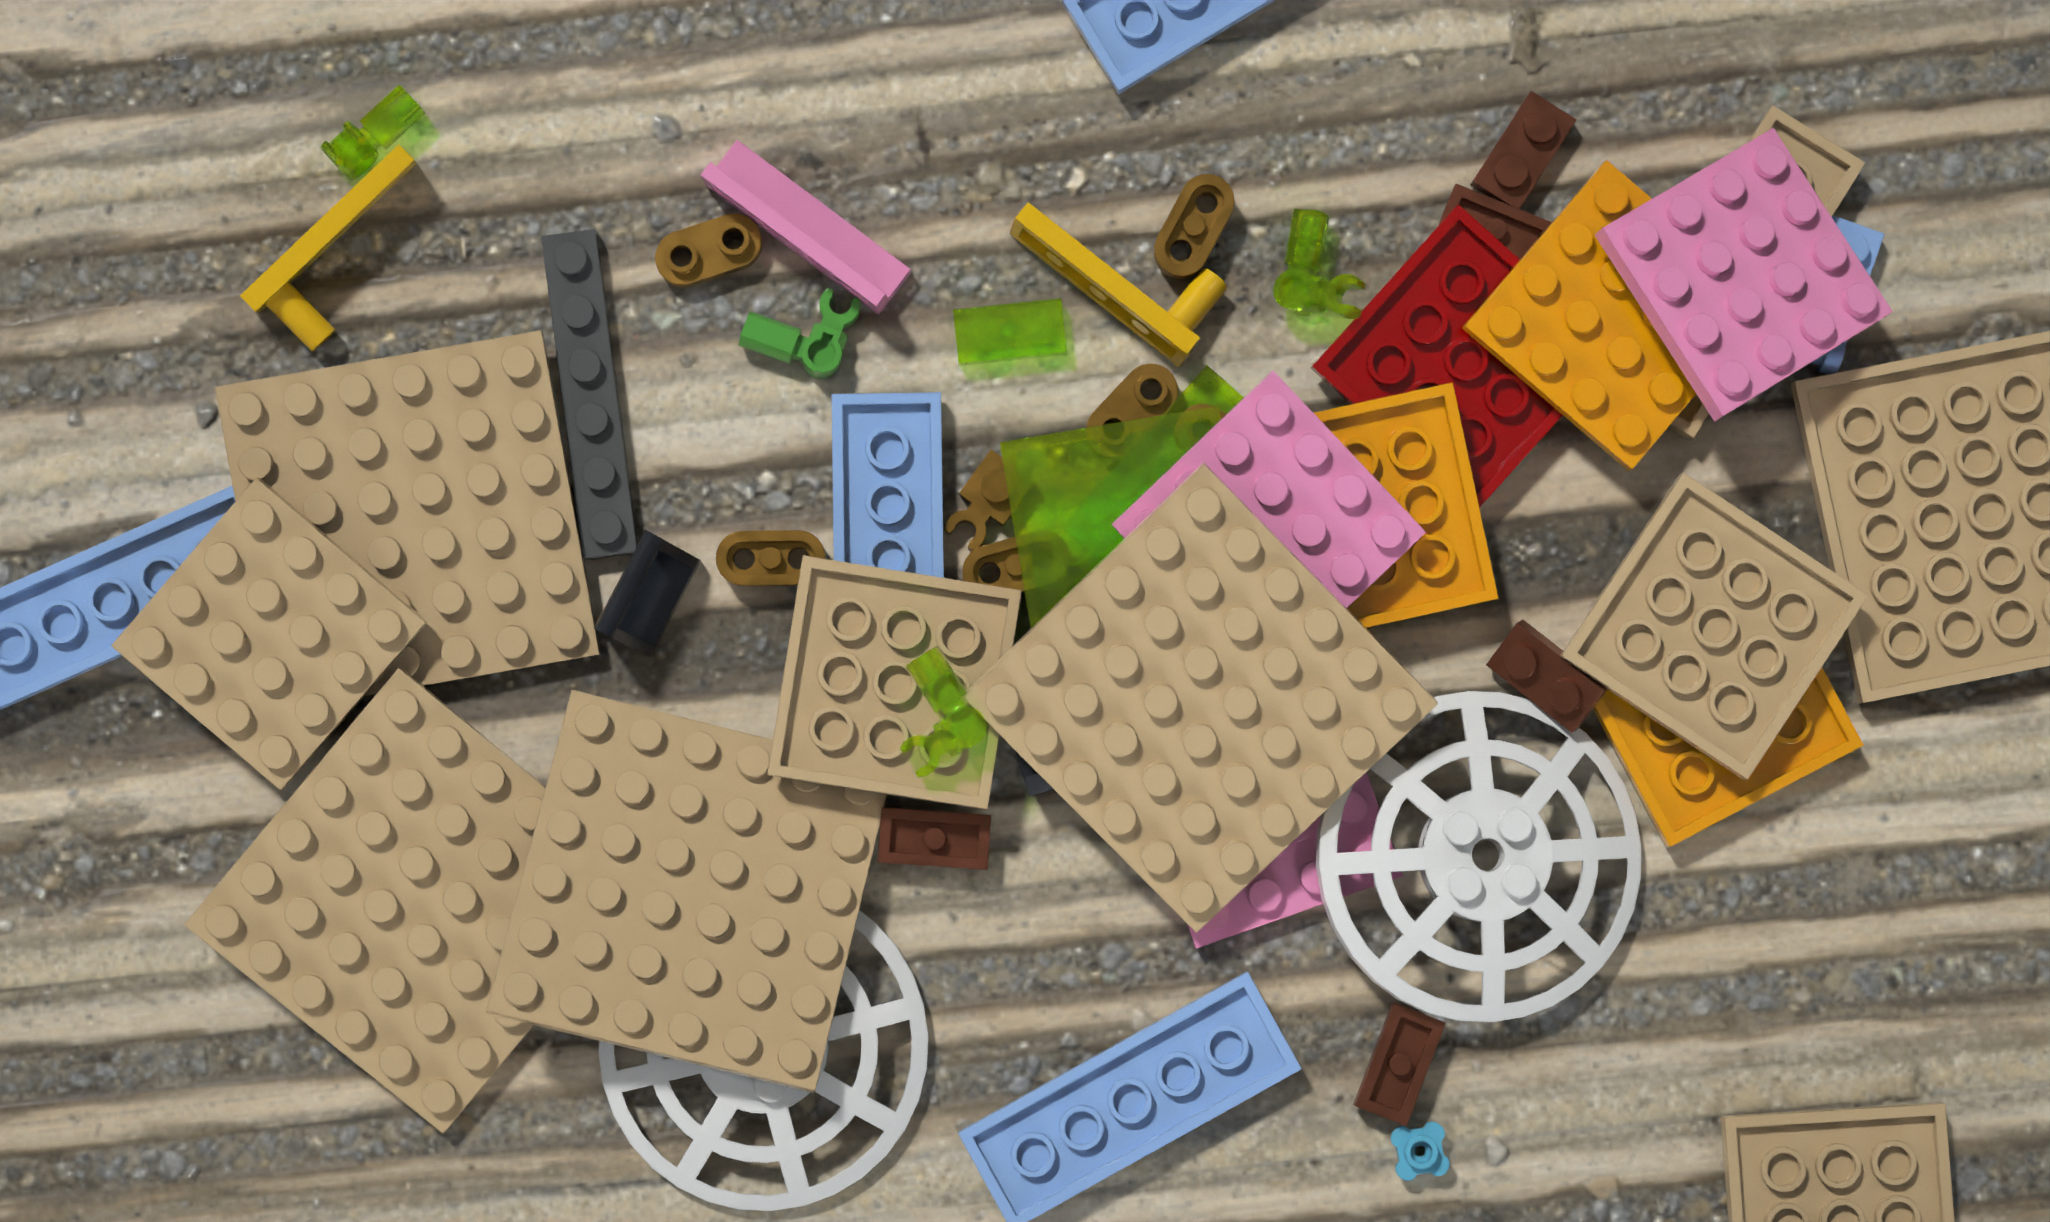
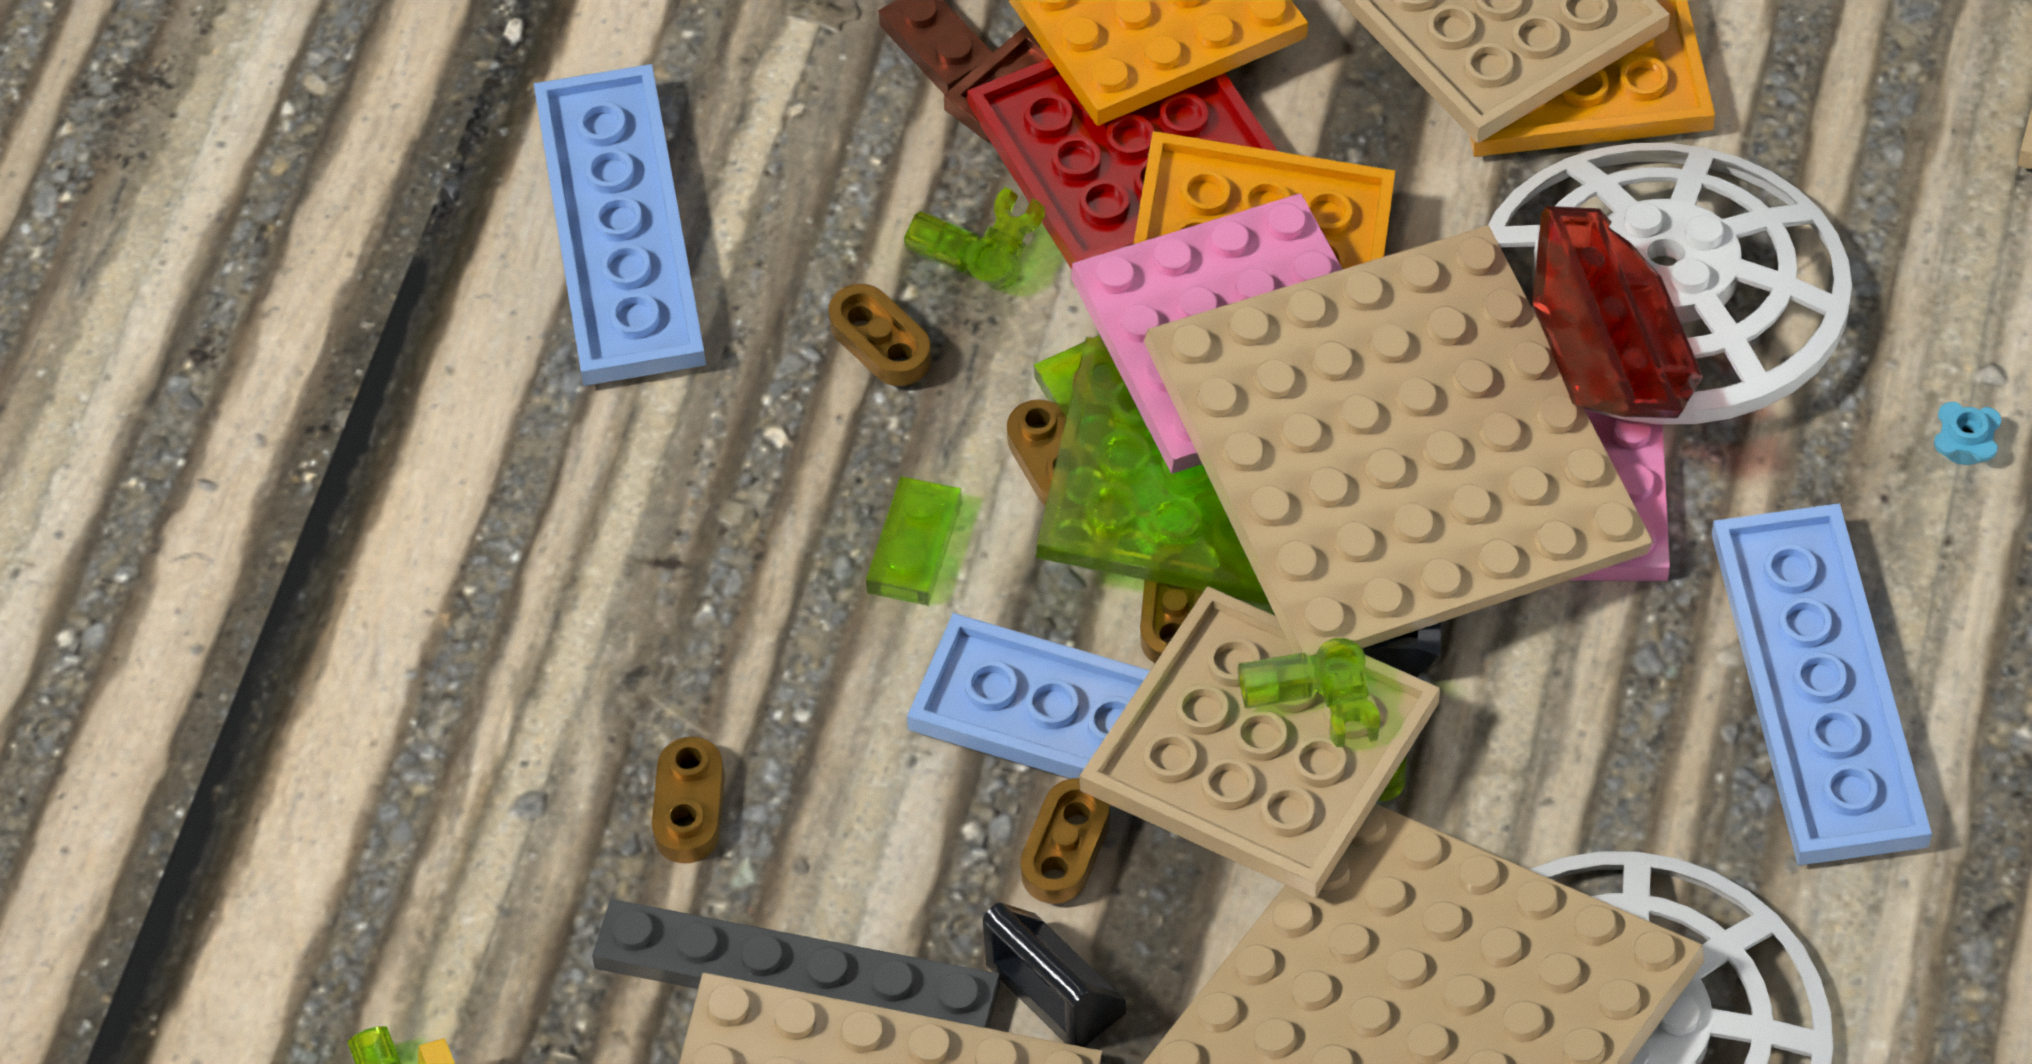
camera: 65 degrees left, 30 degrees down
(806, 226) = (711, 693): bright pink fence -> none
(818, 353) = (850, 726): bright green bar -> none
(934, 838) = (1453, 773): copper plate -> none
(988, 499) = (1087, 610): pearl gold plate -> none
(1164, 330) = (912, 425): yellow piece -> none
(1369, 843) = (1609, 319): none -> clear red wedge
(1399, 1063) = (1864, 420): copper plate -> none
(1538, 672) = (1493, 165): copper plate -> none

